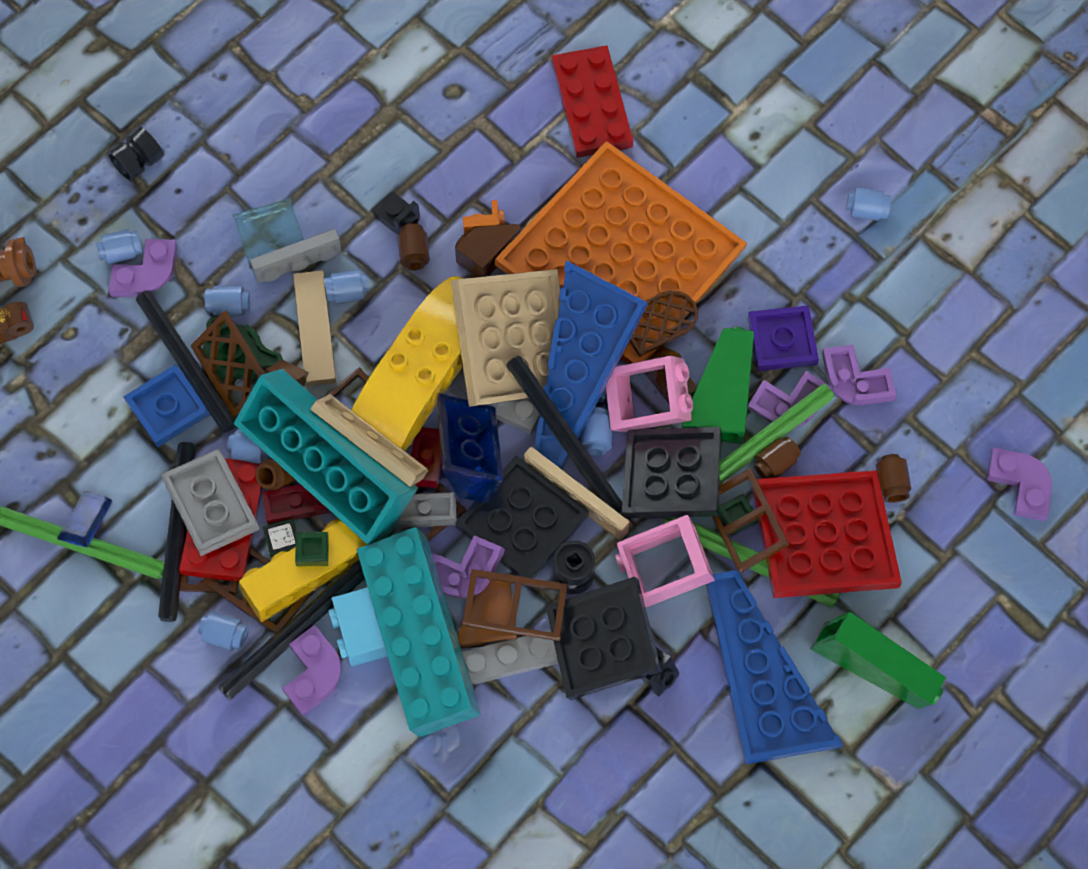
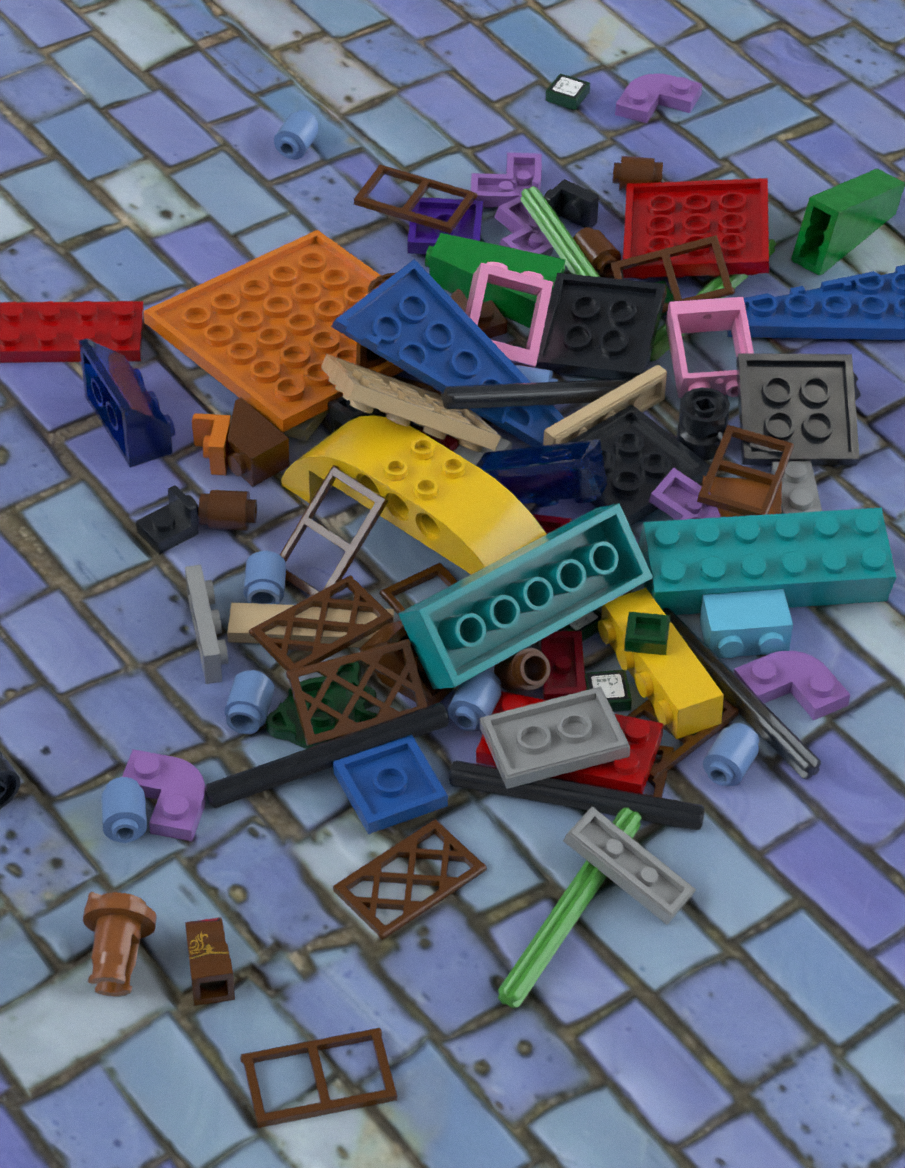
camera: 80 degrees left, 20 degrees down
(85, 519) = (543, 886): clear blue tile -> none
(95, 411) = (408, 849): none -> reddish brown window
(107, 572) = (629, 865): none -> light grey tile
(267, 228) = (153, 654): clear light blue tile -> none
(304, 355) = (320, 651): none -> reddish brown window
(369, 440) = (522, 537): tan tile -> none
(373, 332) = (350, 548): none -> window
(503, 151) = (125, 405): none -> clear blue slope
(826, 311) = (406, 211): none -> reddish brown window
(838, 424) = (574, 203): none -> black bracket
(1005, 406) = (567, 91): none -> tile

